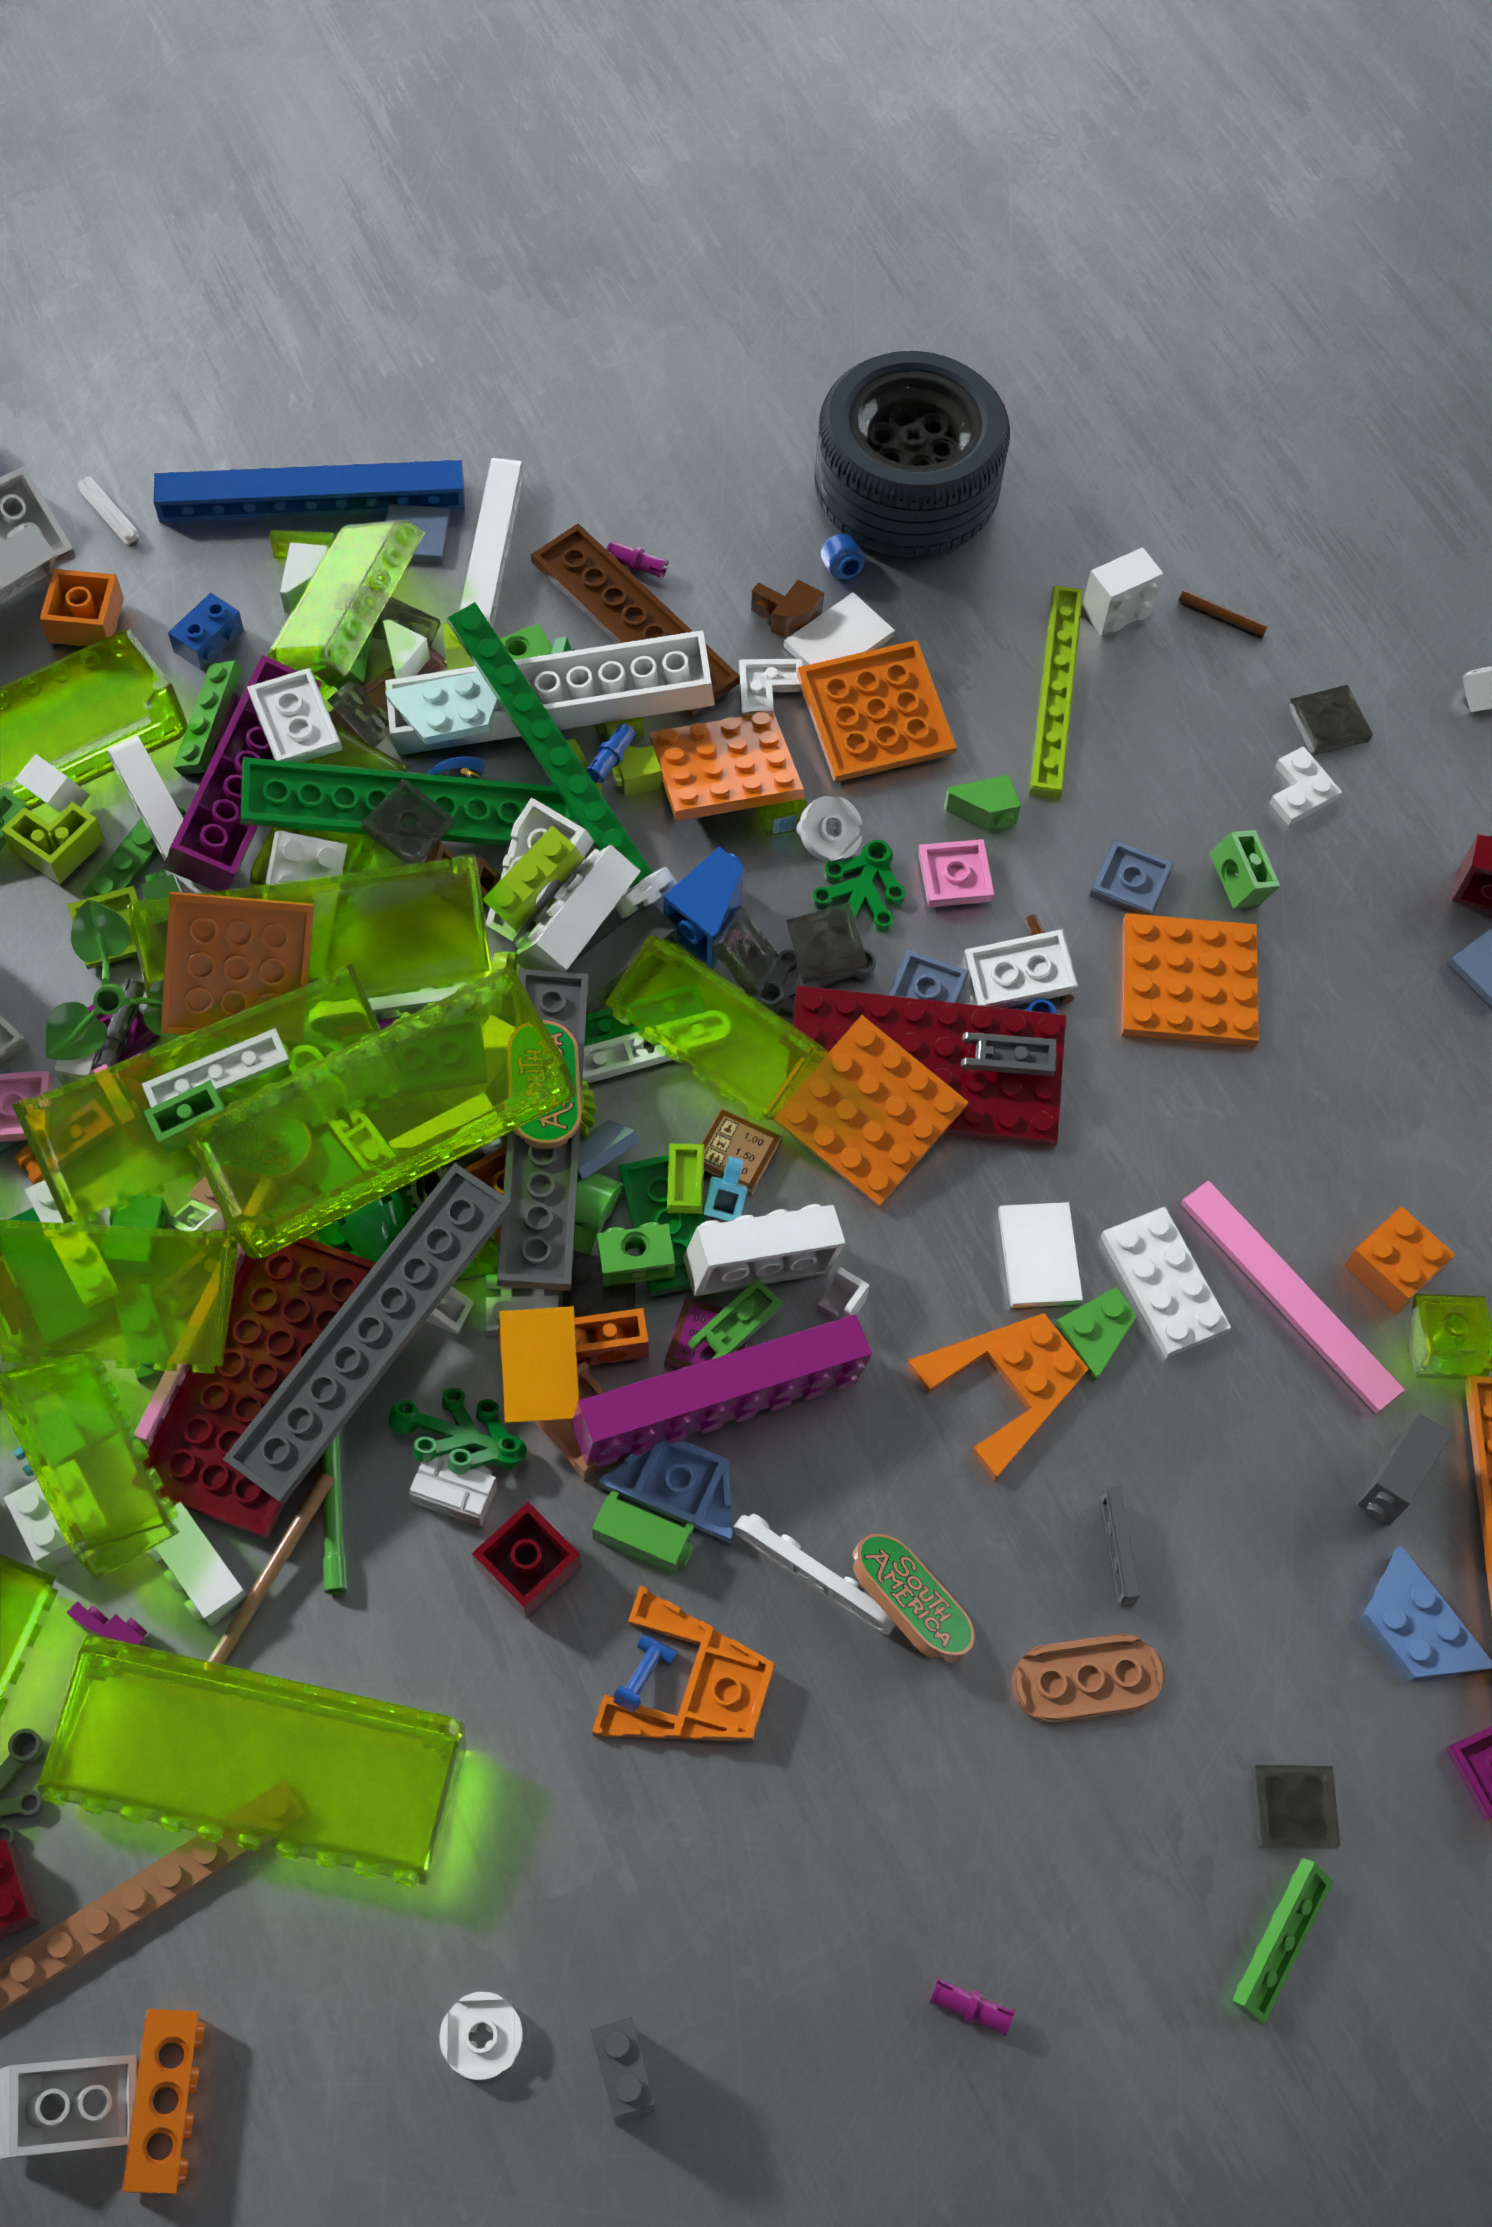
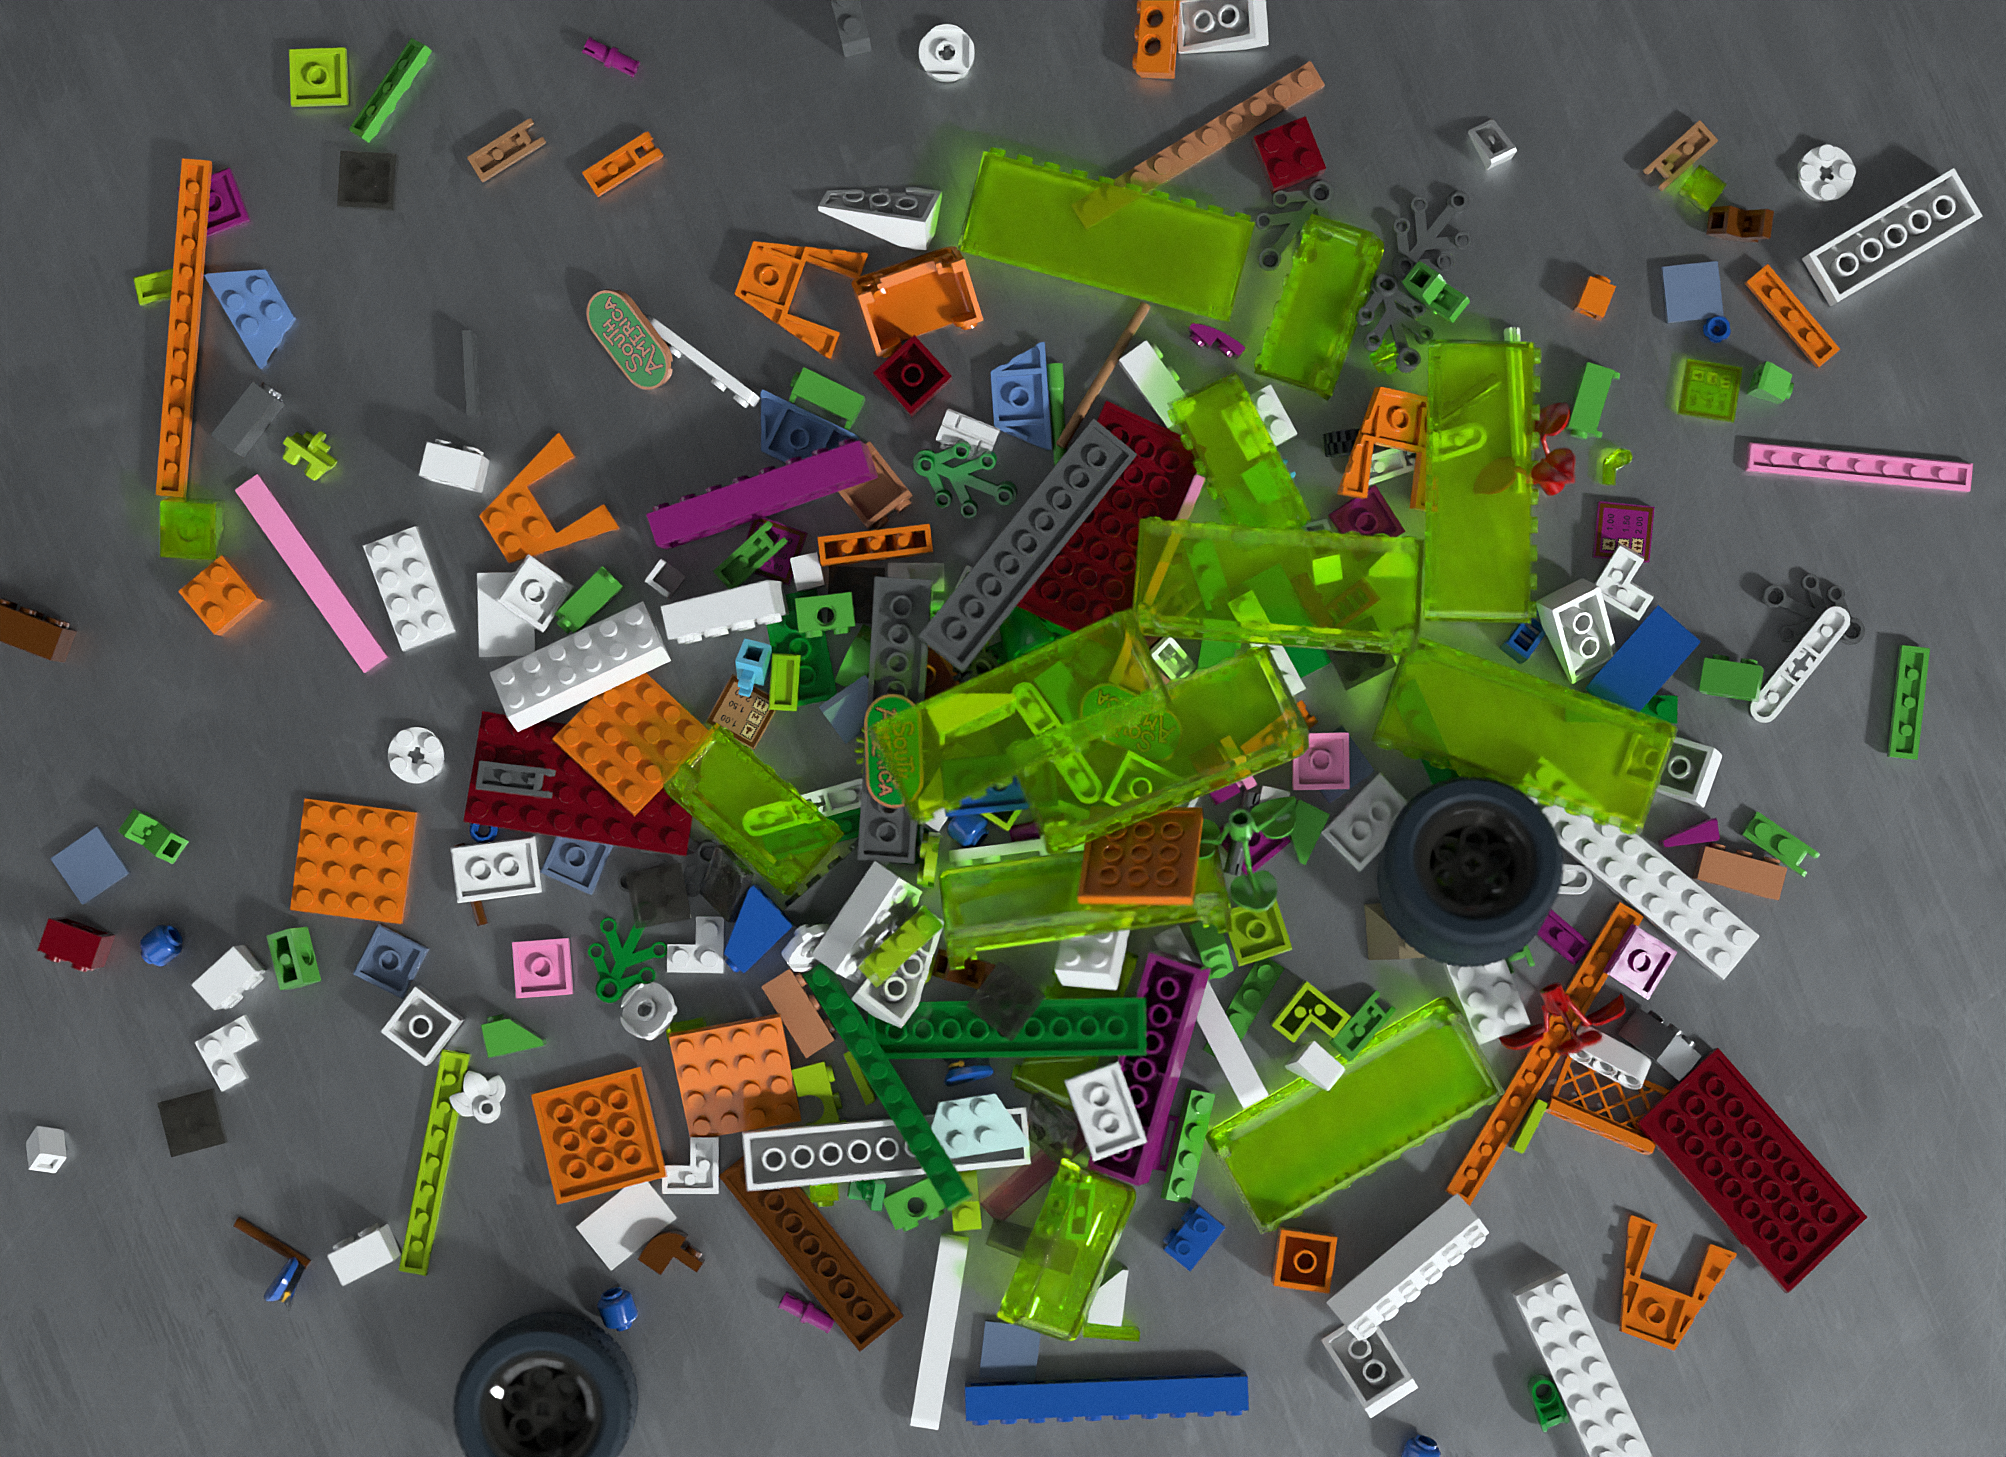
camera: 175 degrees left, 25 degrees up
(29, 1041) = (1307, 830): none -> bright green slope
(108, 510) = (1291, 1381): white axle -> none
(180, 1112) = (1174, 725): bright green brick -> none
(224, 1068) = (1155, 766): white plate -> none
(379, 1544) = (1022, 398): none -> medium blue wing
(407, 649) = (1015, 1203): slope -> none
(525, 1671) = (916, 298): none -> orange windscreen
(539, 1364) = (900, 519): light orange tile -> none
(556, 1786) = (900, 218): none -> white wedge
(611, 753) = (834, 1083): blue pin -> none
(655, 832) = (800, 1012): none -> nougat brick
(655, 1651) = (821, 311): blue piece -> none
(660, 1308) = (807, 572): none -> white panel
(772, 891) = (706, 954): none -> white plate
(937, 1269) = (588, 601): none -> bright green brick
(941, 1186) = (580, 666): none -> white brick
(943, 1845) = (622, 164): none -> orange plate
(1006, 1275) = (535, 593): none -> white tile
(1015, 749) = (476, 1094): none -> white plate
(1087, 807) = (422, 1025): none -> white brick
(1088, 1679) = (505, 279): nougat tile -> none
(1097, 1329) = (467, 549): bright green wing -> none
(1111, 1857) = (504, 151): none -> medium nougat hinge
(1128, 1418) = (454, 467): none -> white brick
(1136, 1075) = (425, 768): none -> white plate
(1204, 569) = (286, 1283): none -> blue piece
(1314, 844) = (229, 977): none -> white brick
(1316, 1438) = (311, 449): none -> lime hips
(1387, 1957) = (318, 77): none -> lime plate
(1398, 883) = (161, 945): none -> blue head
(1426, 994) = (153, 835): none -> bright green brick

